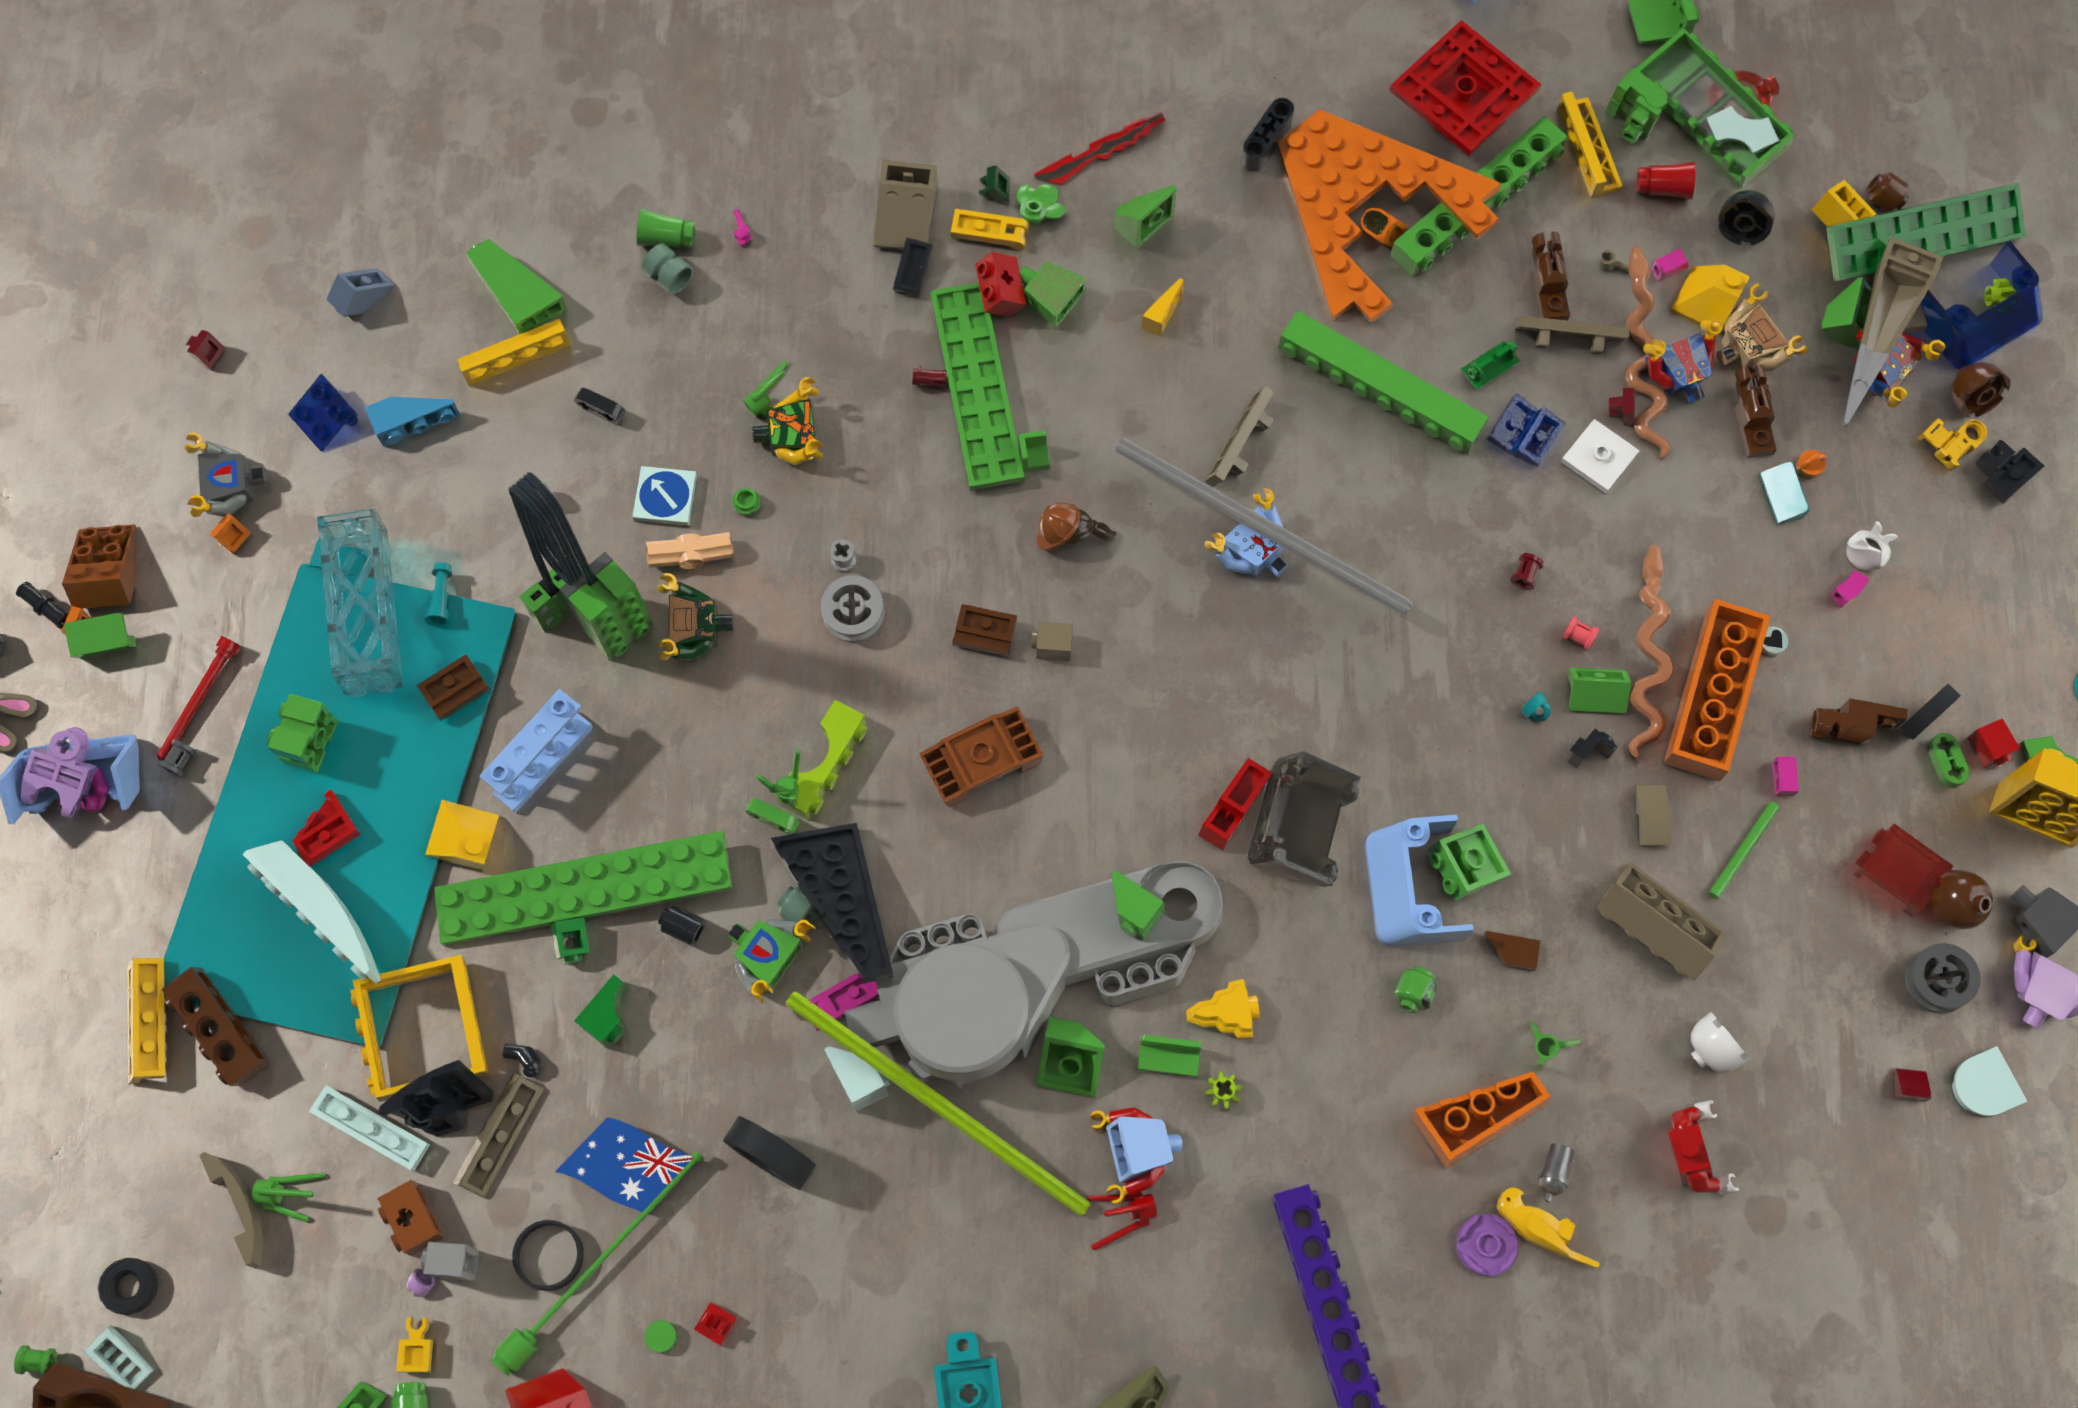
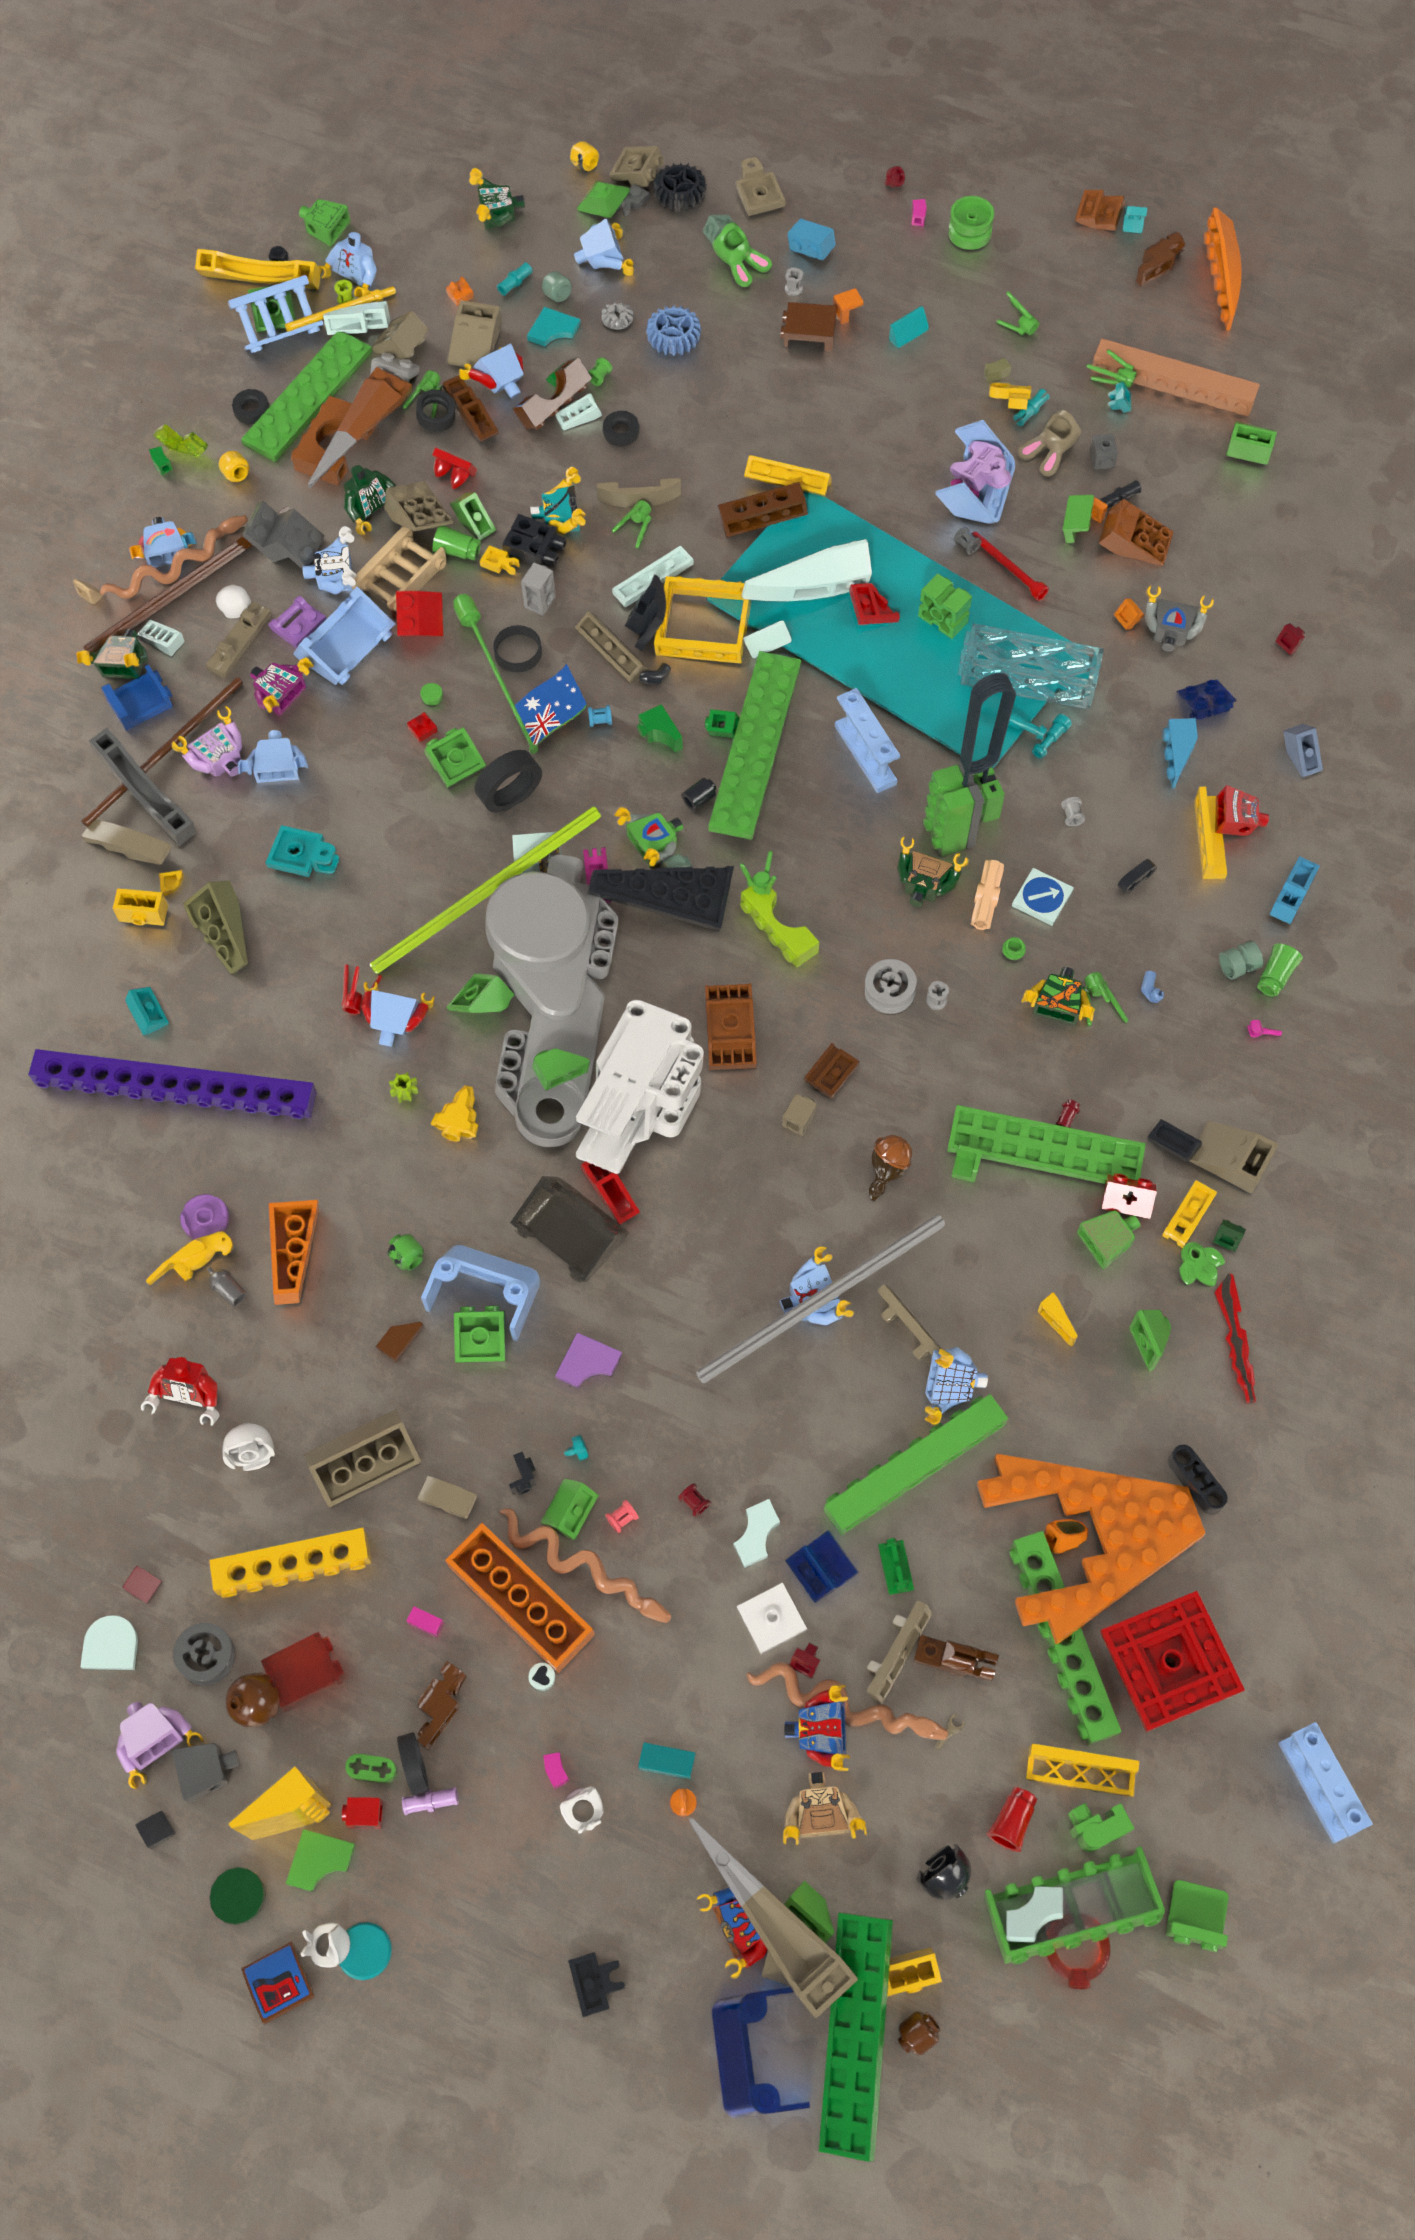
camera: 115 degrees right, 5 degrees down
(299, 1301) = (561, 505): none -> torso
(369, 1312) = (533, 541): none -> black hips
(421, 935) = (768, 639): none -> light aqua slope
(422, 555) = (1060, 725): none -> teal piece
(423, 1227) = (581, 580): dark orange brick -> none
(453, 687) = (943, 709): reddish brown plate -> none
(462, 835) = (826, 682): yellow slope -> none
(475, 329) = (1238, 812): none -> red torso
(516, 289) = (1266, 850): bright green slope -> none
(553, 246) = (1294, 890): none -> dark azure slope
(610, 1089) = (600, 716): none -> dark azure bush
(739, 349) = (1148, 989): none -> medium blue arm
(749, 1254) = (454, 756): none -> bright green plate
(772, 816) = (740, 882): bright green beam -> none
(1101, 801) = (642, 1077): none -> white piece
(1169, 1056) = (447, 1064): bright green panel -> none
(1286, 378) = (951, 1381): none -> light blue torso
(1435, 744) = (587, 1359): none -> medium lavender tile
(1538, 502) = (761, 1521): none -> light aqua tile
(1548, 1046) = (309, 1311): bright green plant -> none
(1669, 265) = (928, 1779): dark pink piece -> none
(1709, 293) = (882, 1797): yellow slope -> none
(1744, 850) = (384, 1557): bright green bar -> none
(1755, 412) = (749, 1773): reddish brown plate -> none
(1807, 955) = (224, 1568): none -> yellow brick
(1939, 680) = (430, 1800): none -> lavender pin
(1953, 445) = (643, 1943): yellow piece -> none
(1979, 388) = (684, 1996): reddish brown cylinder -> none
(1998, 292) = (770, 2076): lime gear -> none

